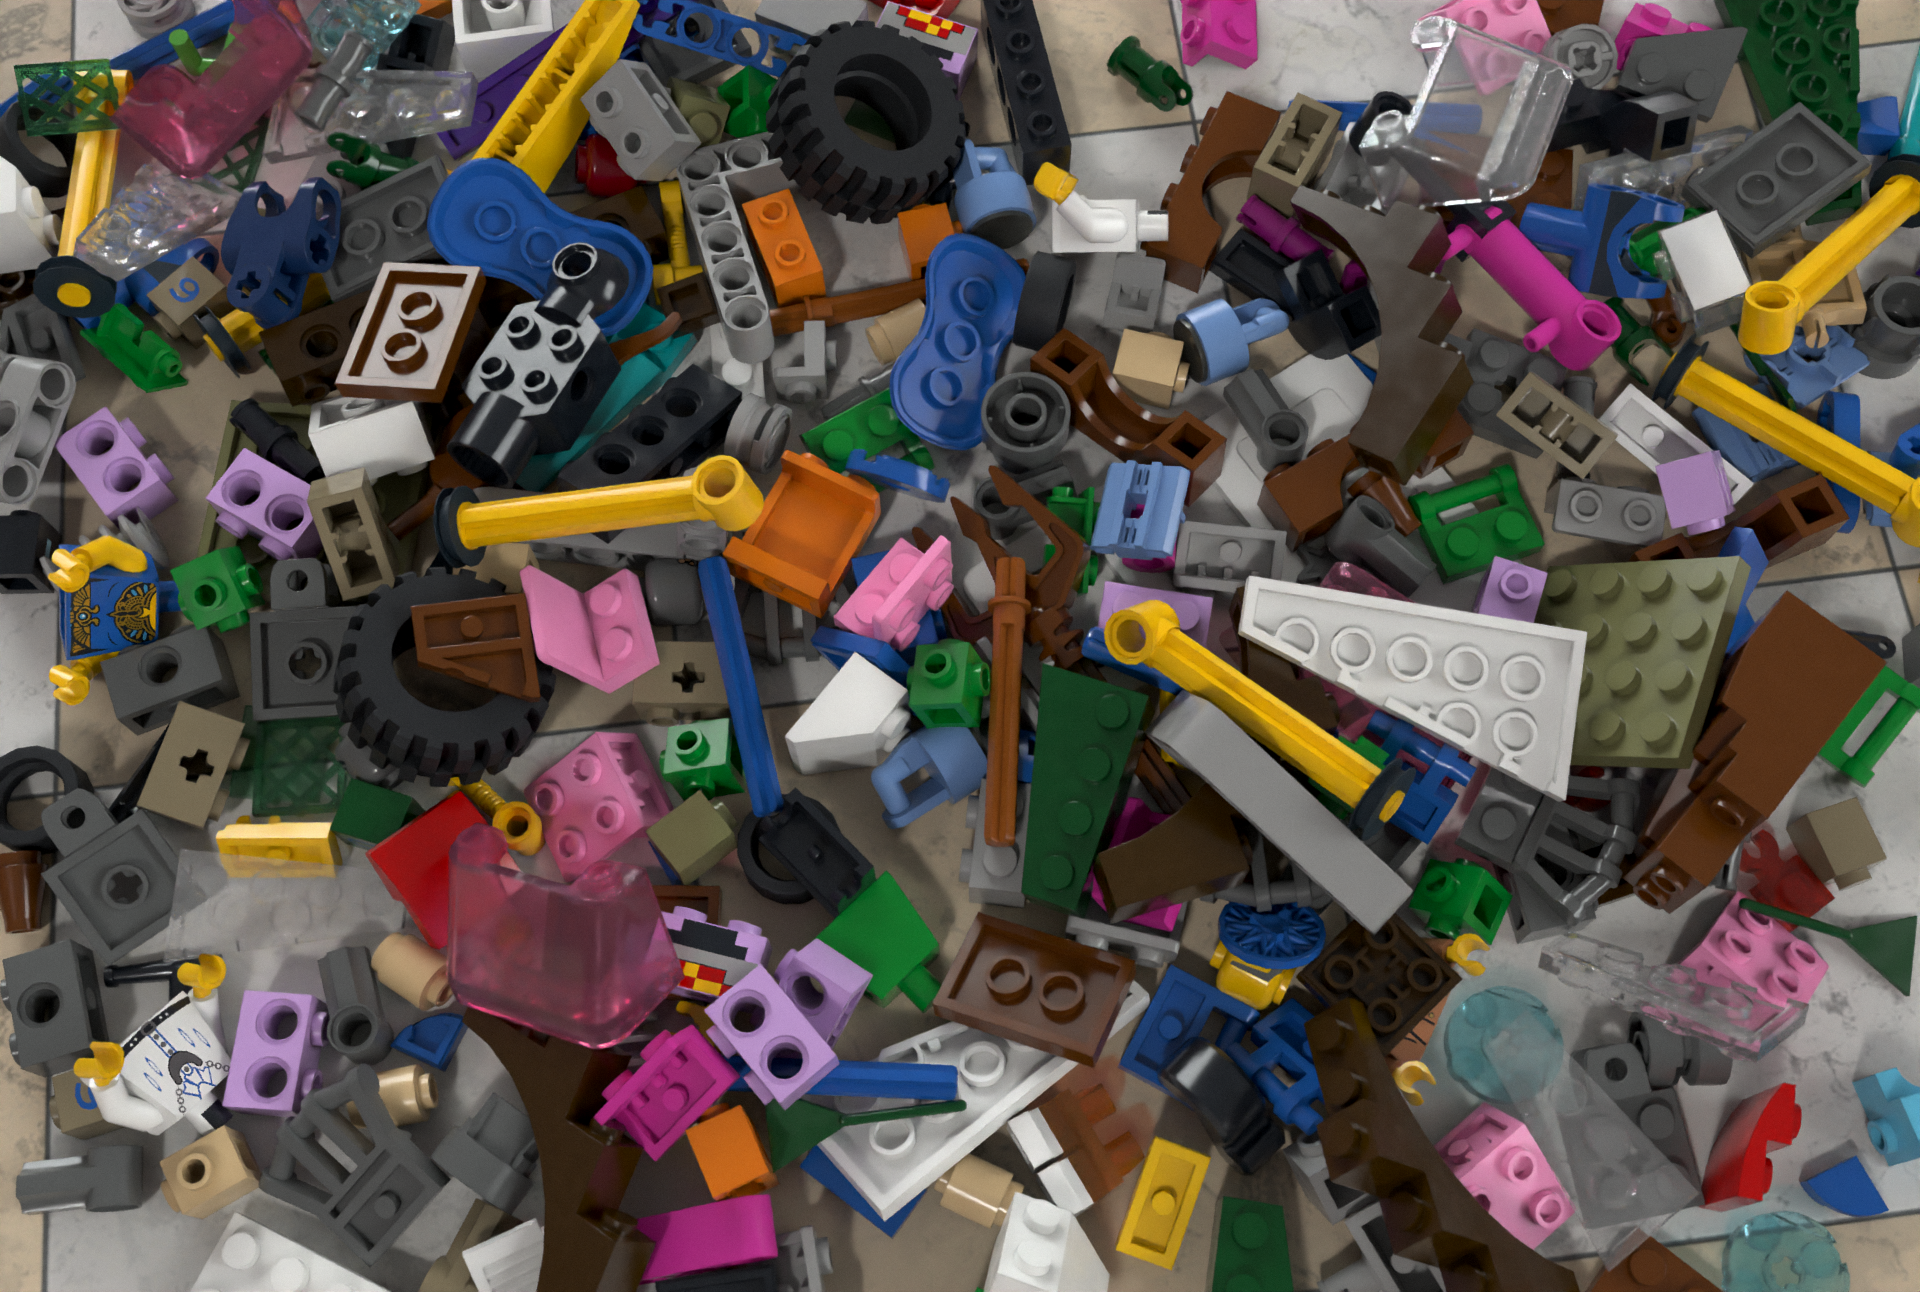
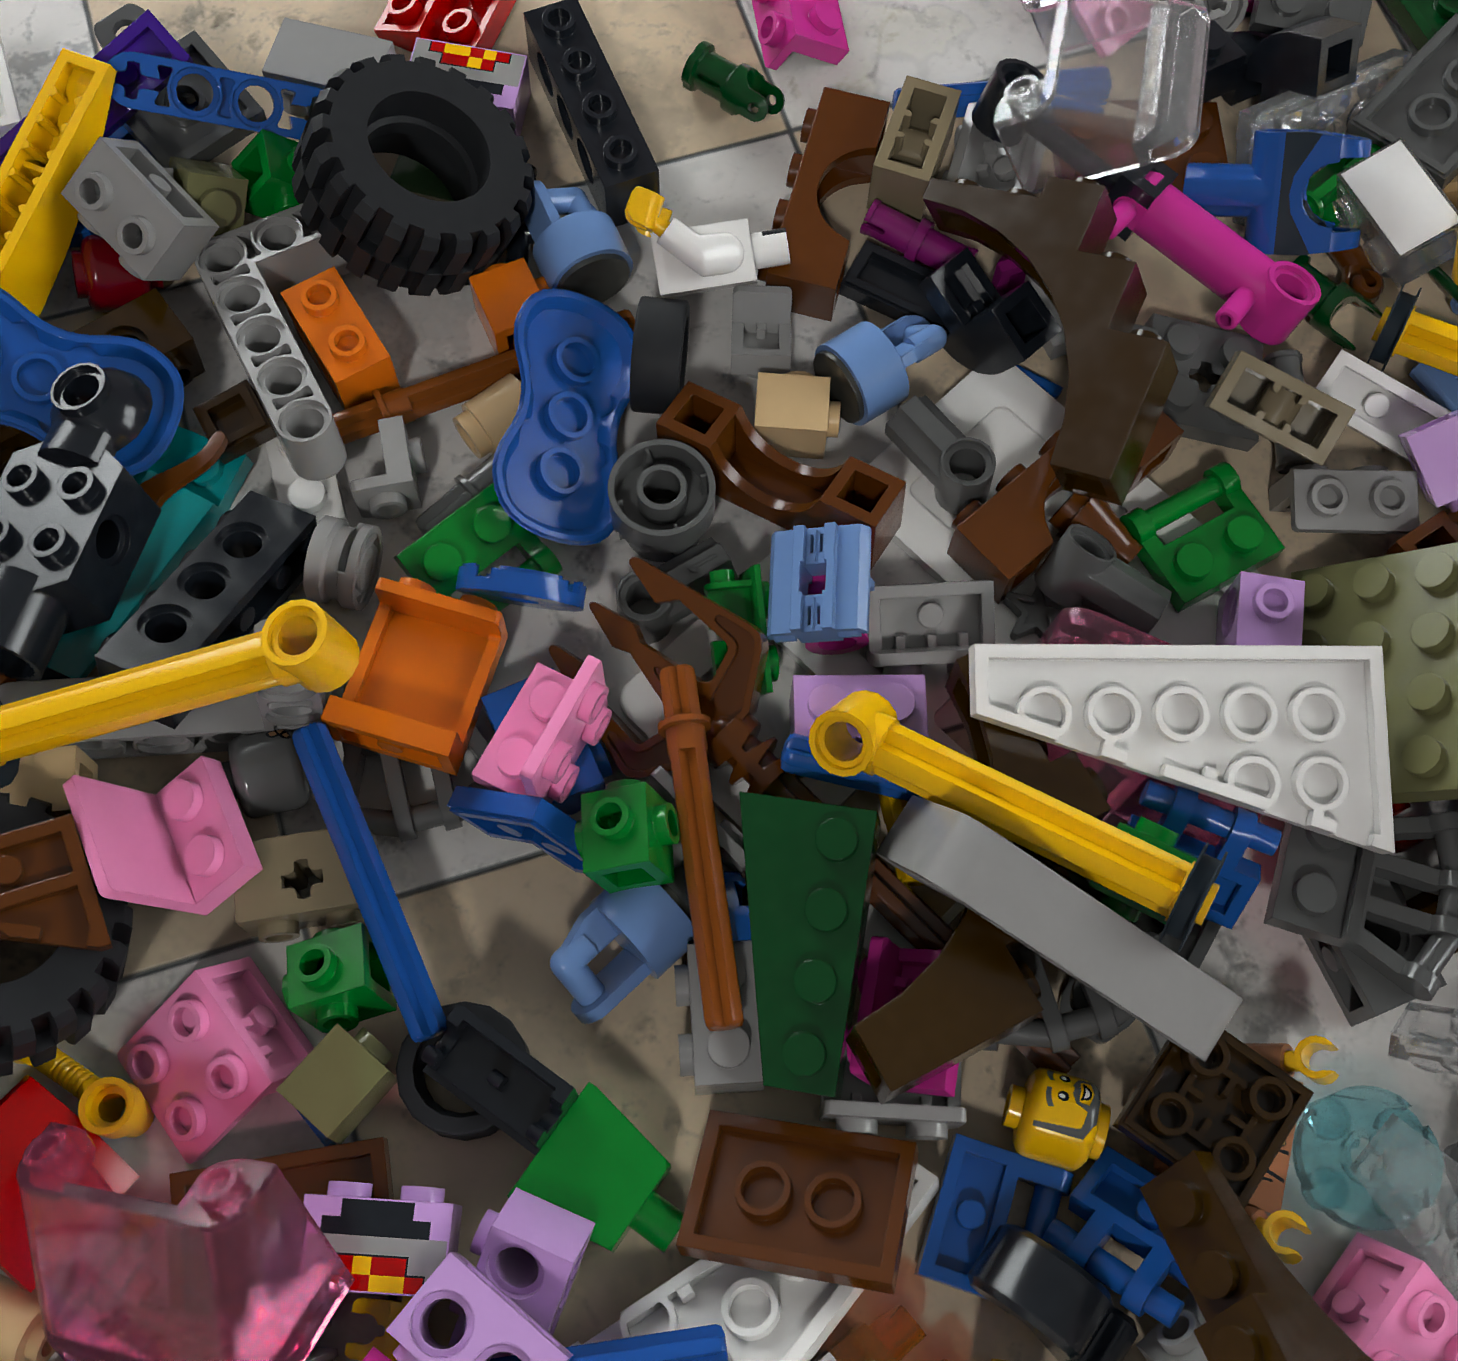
camera: 15 degrees left, 0 degrees up
(679, 265) = (218, 373): yellow brick -> none
(851, 721) = (514, 899): white slope -> none
(1273, 938) = (1077, 1086): blue wheel -> none
(1459, 900) = (1284, 991): green brick -> none

